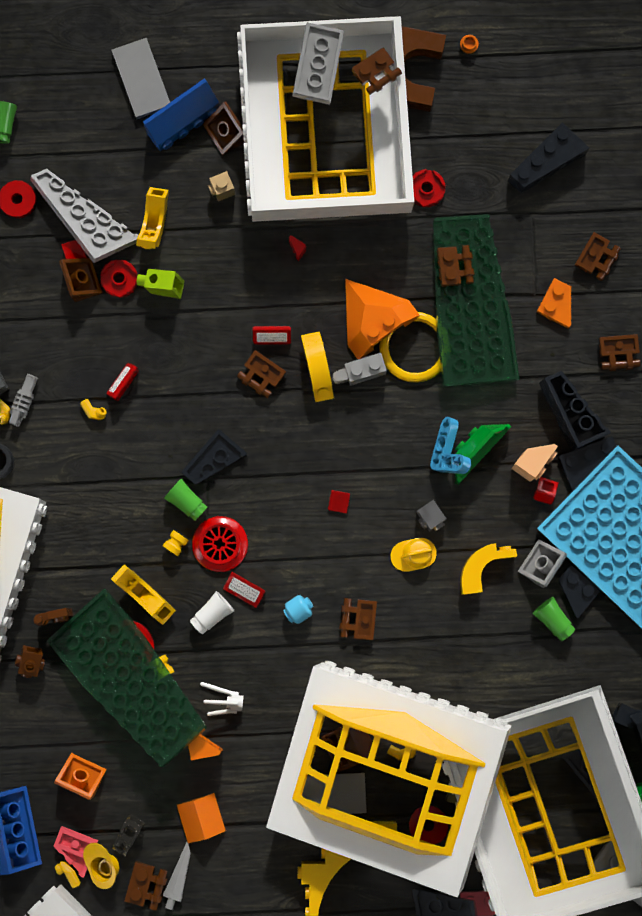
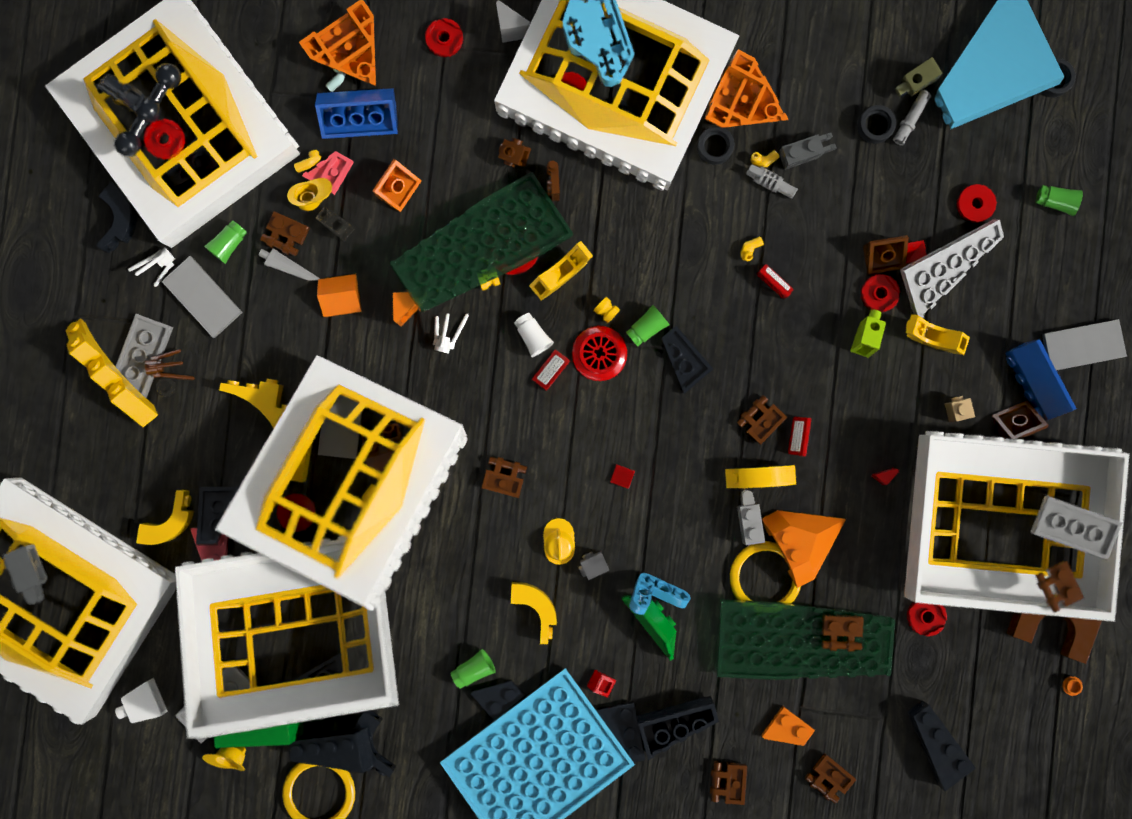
camera: 95 degrees right, 5 degrees up
(298, 609) = (523, 419): medium azure head -> none
(532, 461) = (630, 674): light nougat slope -> none
(542, 563) = (529, 667): light grey slope -> none

